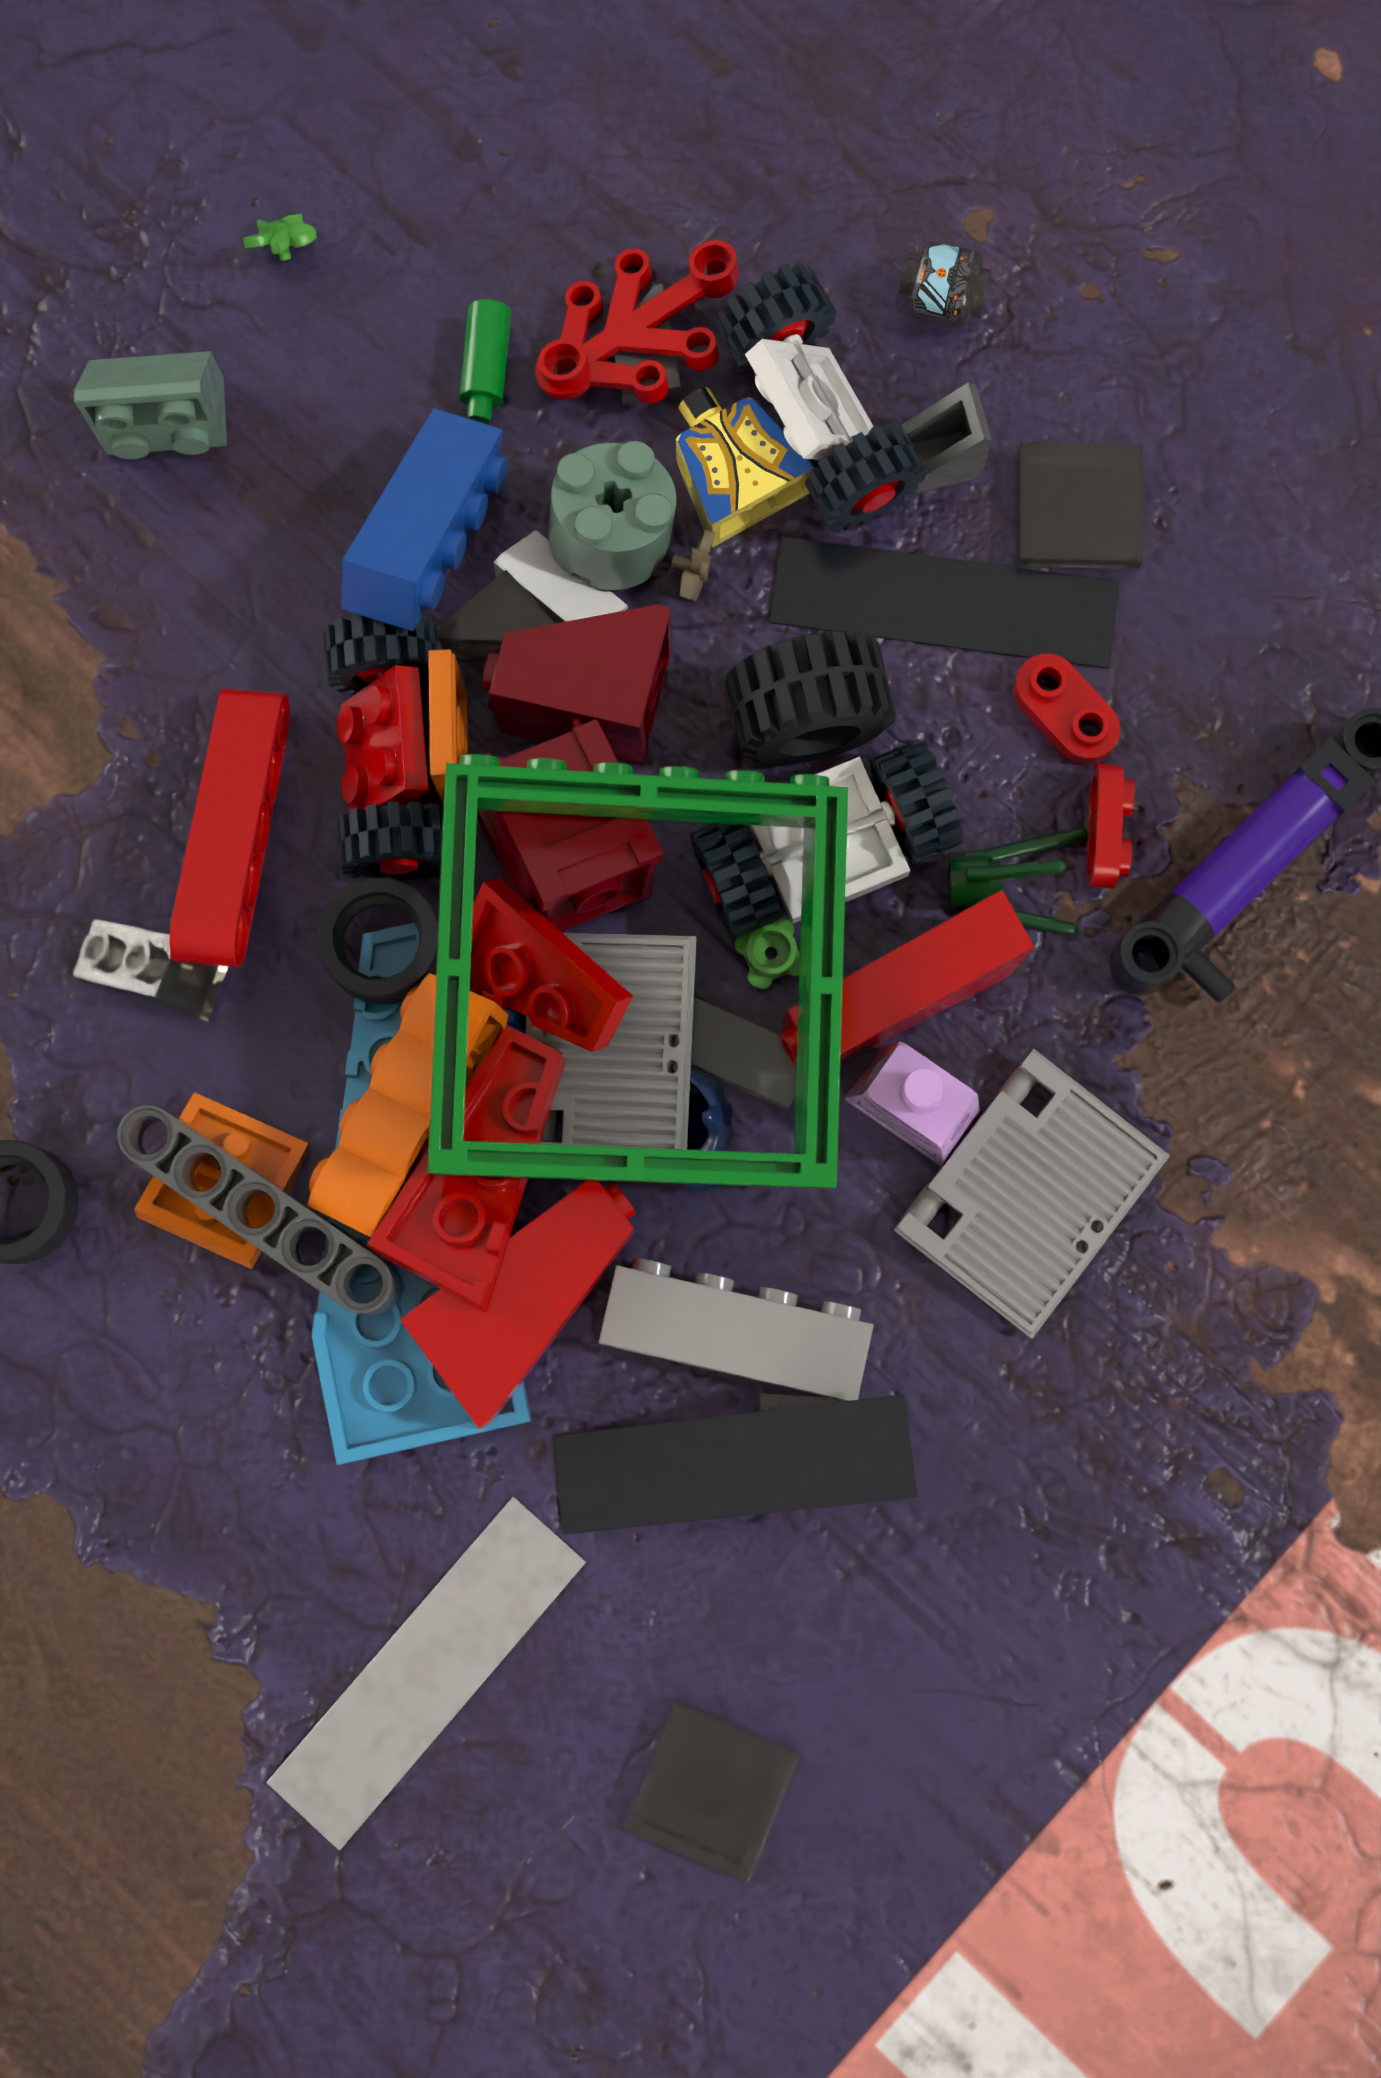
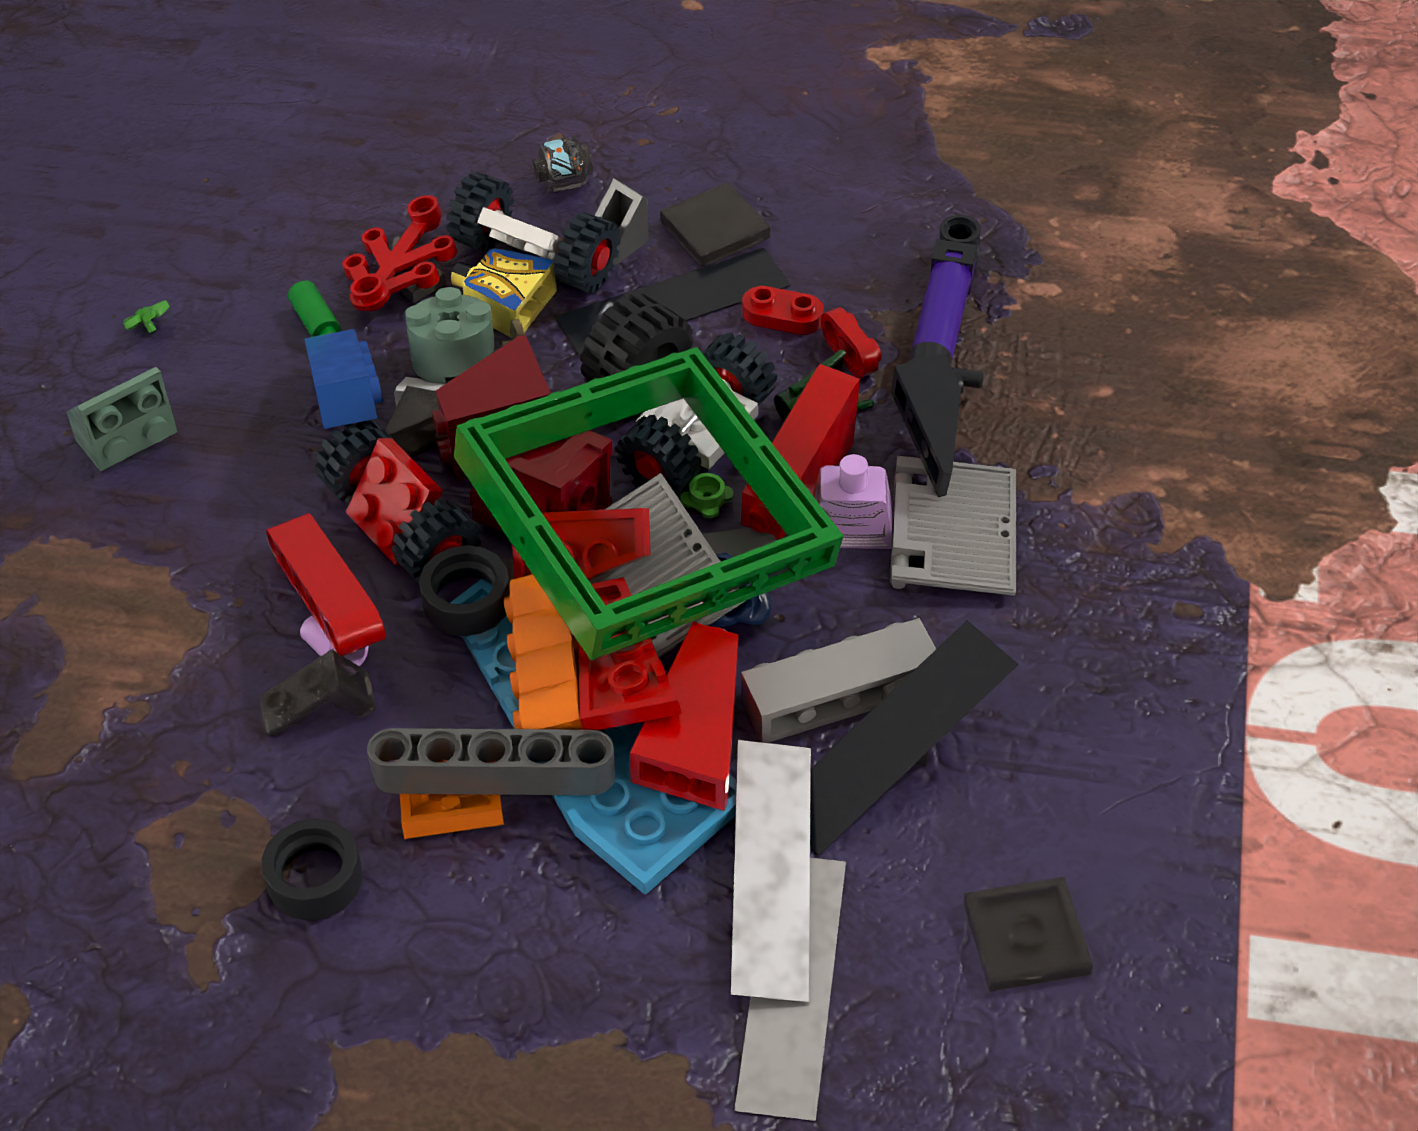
camera: 35 degrees left, 30 degrees down
(446, 715) = (428, 456): orange tile -> none
(490, 1530) = (771, 872): none -> flat silver sticker
(1107, 1031) = (929, 403): none -> black slope

